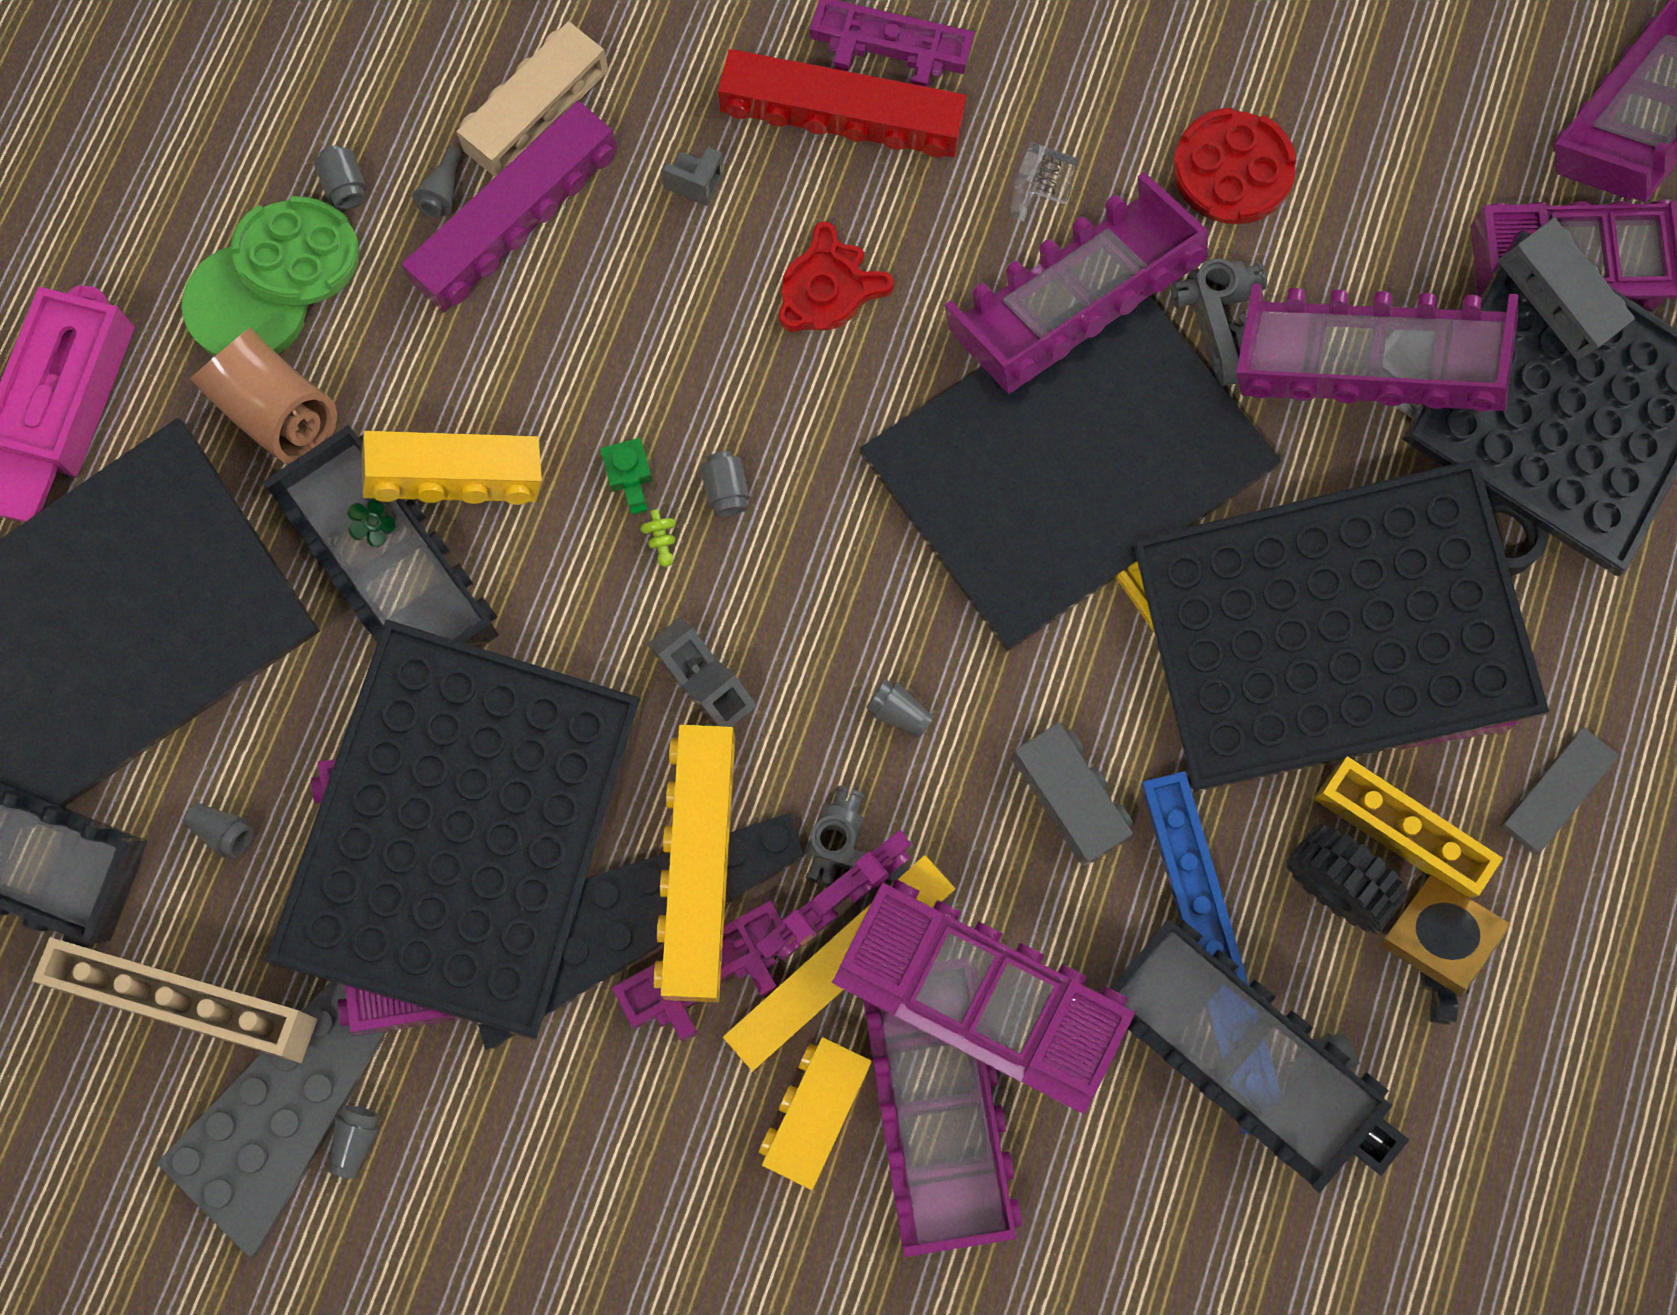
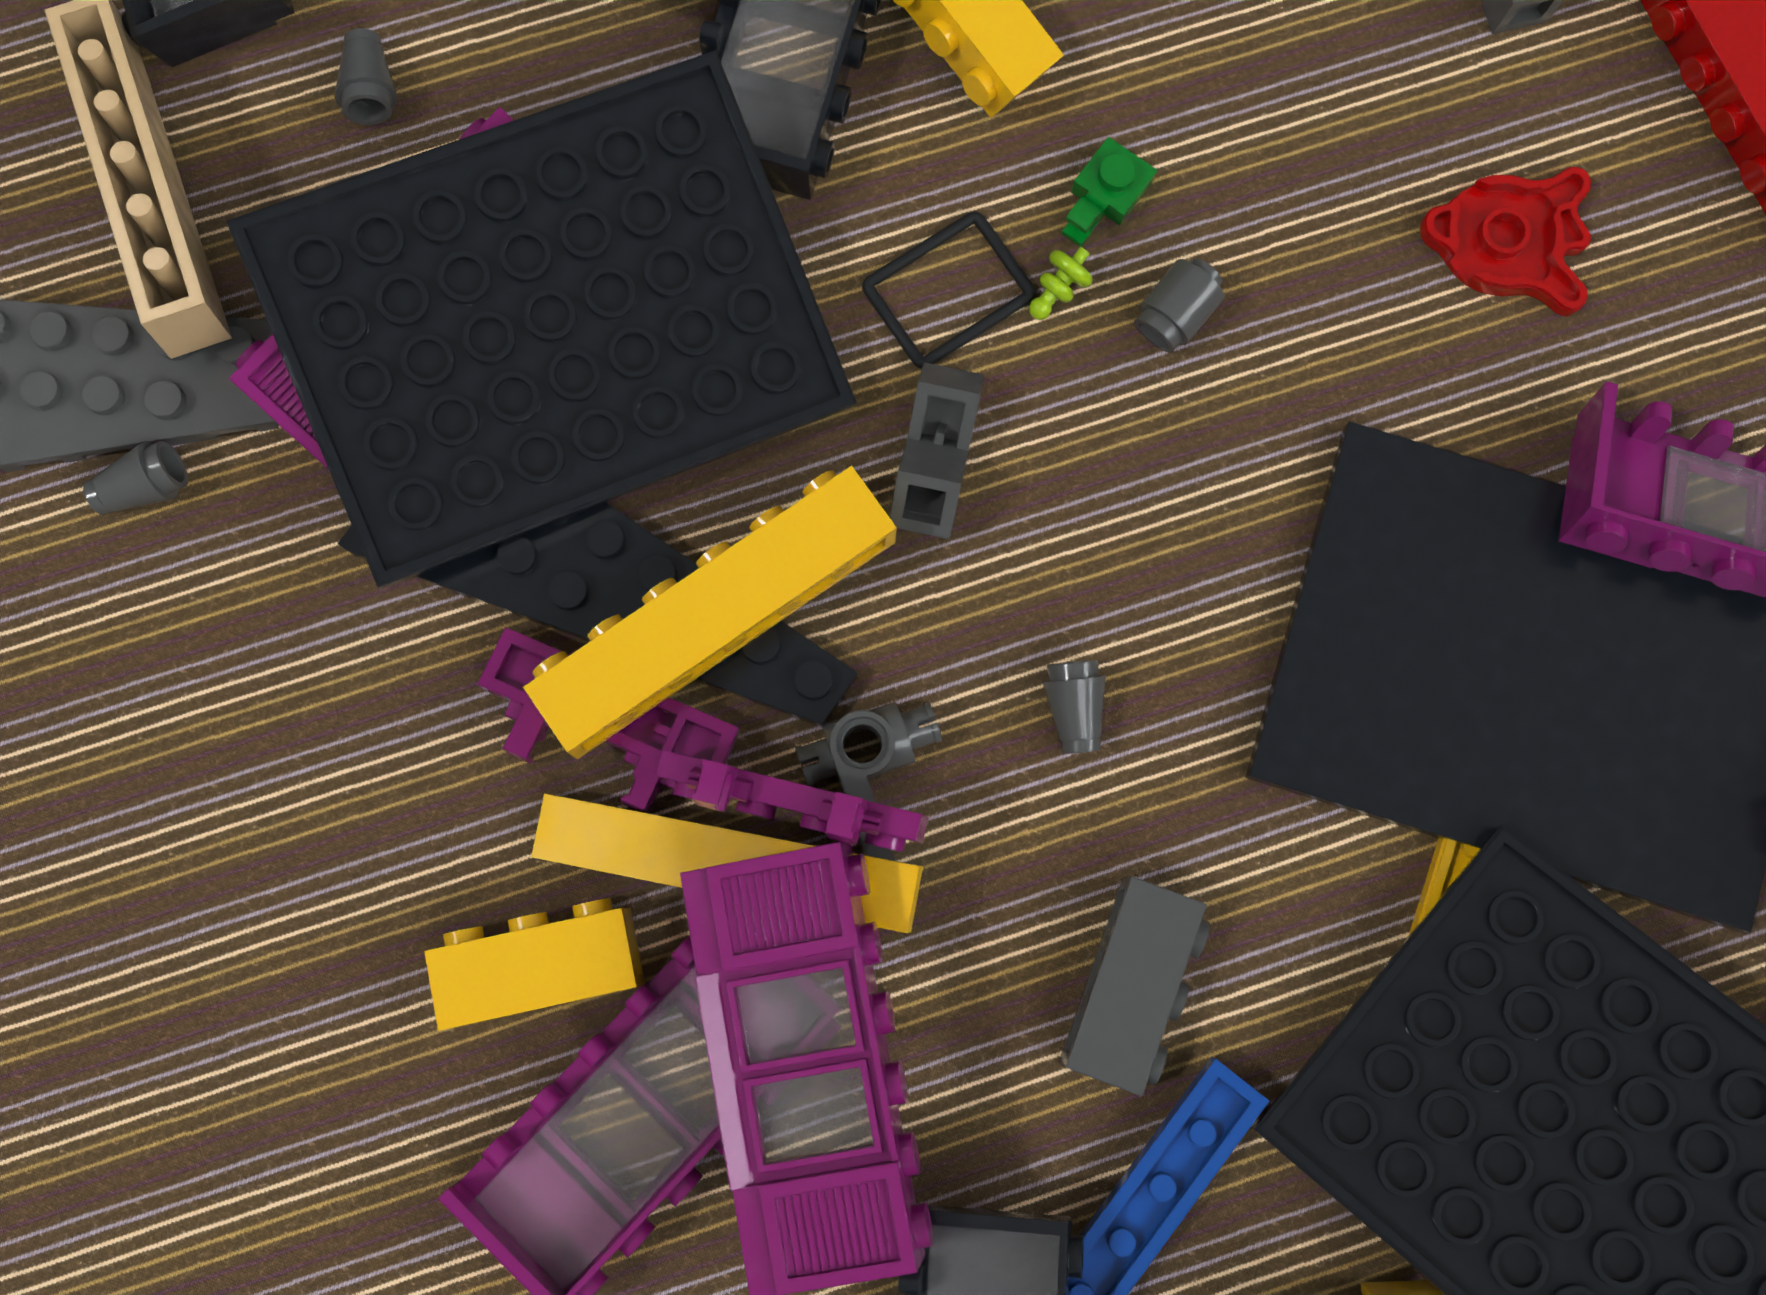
camera: 50 degrees right, 5 degrees up
(648, 604) = (923, 248): none -> black piece

